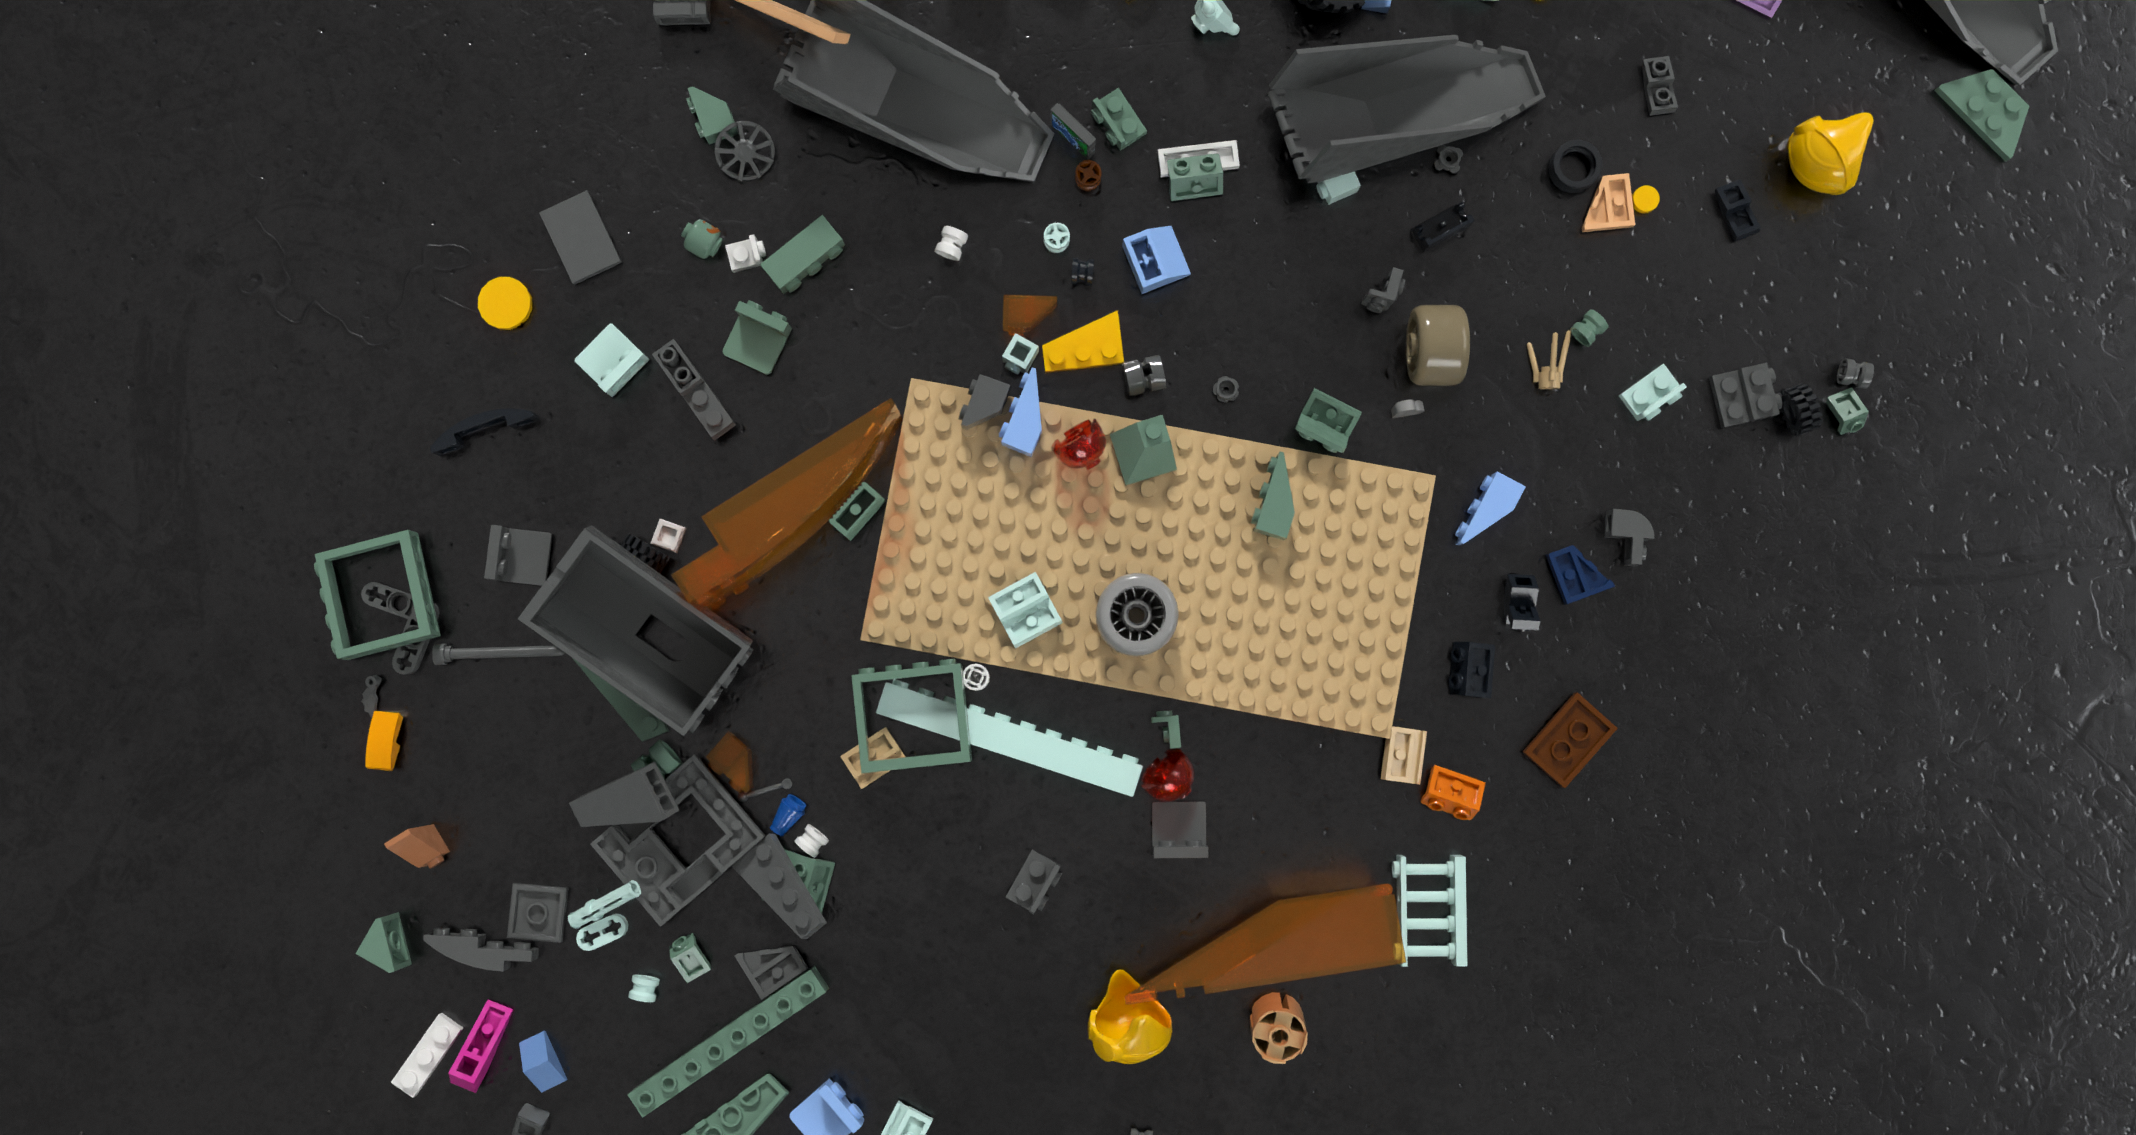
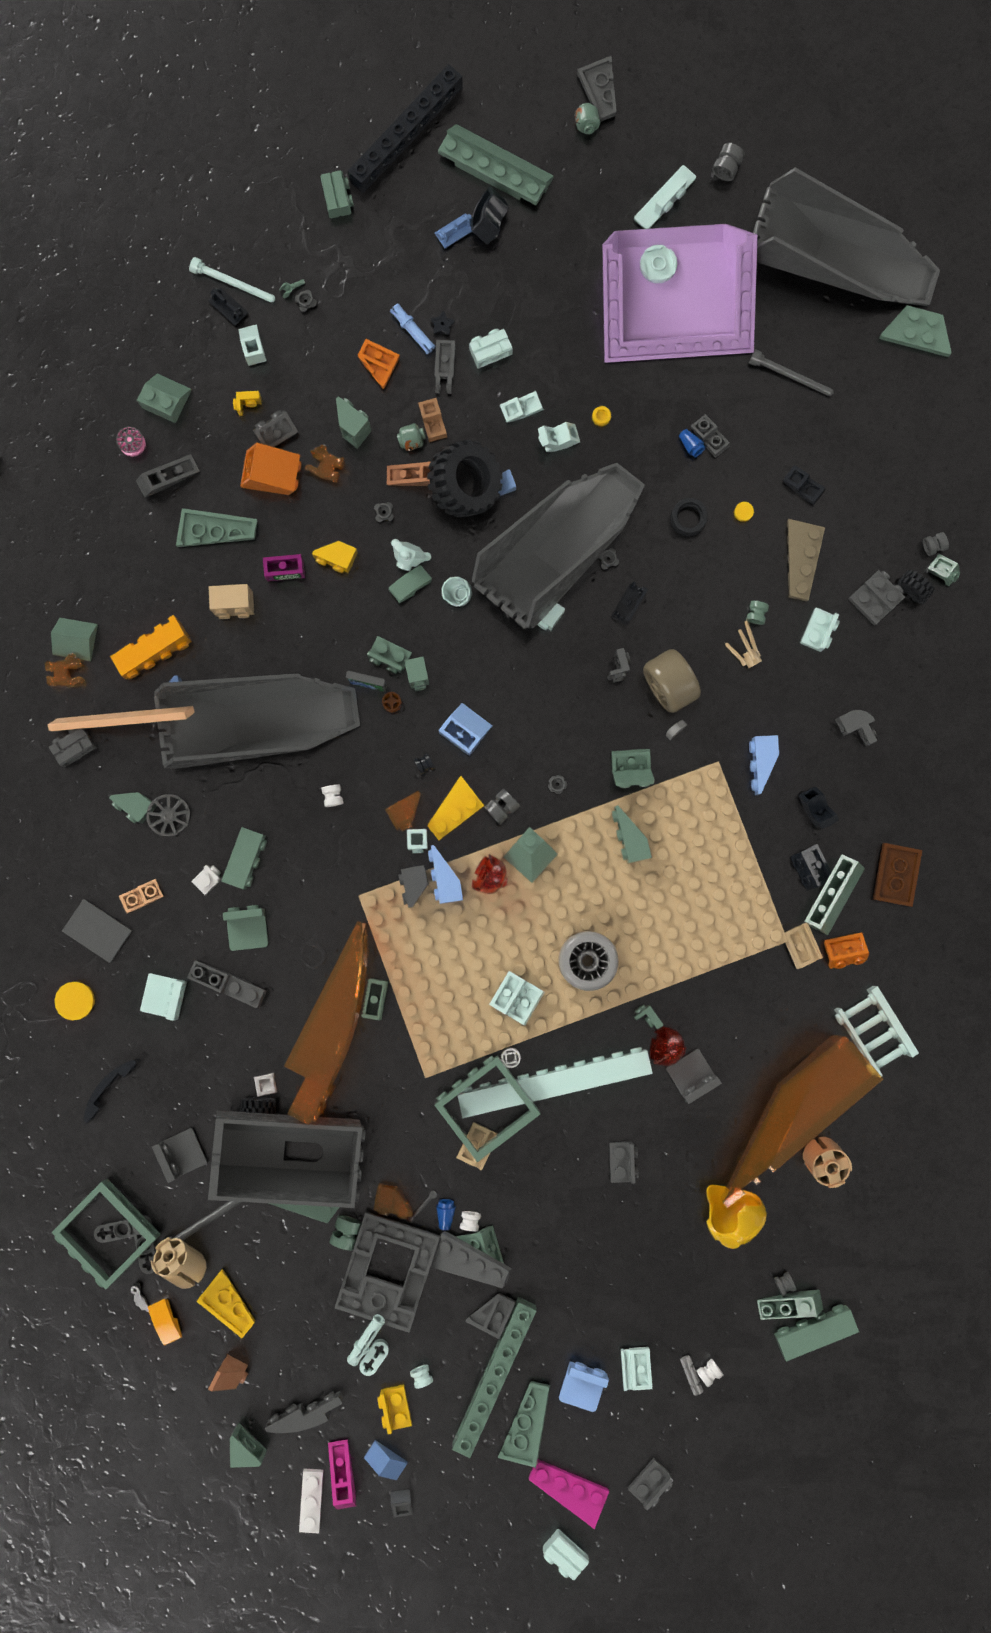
camera: 30 degrees left, 0 degrees up
(440, 680) = (178, 1263): none -> tan cylinder
(467, 765) = (226, 1305): none -> yellow wing
(537, 912) = (326, 1369): dark grey tile -> none
(589, 1007) = (395, 1408): none -> yellow bracket
(627, 800) = (342, 1266): dark grey slope -> none
(655, 228) = (140, 896): none -> light nougat slope
(688, 957) = (437, 1340): sand green bracket -> none
(702, 239) = (174, 886): sand green head -> none
(1056, 232) = (394, 750): light aqua wheel -> none
(1138, 157) = (417, 673): none -> sand green brick
(1192, 48) = (409, 584): none -> sand green slope
(1195, 177) = (459, 663): sand green bracket -> none
(1227, 151) = (454, 651): white plate -> none
(1244, 89) = (456, 591): none -> light aqua hair
(1479, 717) = (834, 894): none -> sand green brick
(1576, 575) = (840, 770): dark blue wing -> none
(1611, 205) = (725, 528): light nougat wing -> none
(1632, 81) = (692, 443): none -> blue cone
(1689, 288) = (803, 549): none -> dark tan wing
(1773, 28) = (758, 359): none -> dark grey piece
(1829, 152) = (840, 418): yellow piece -> none

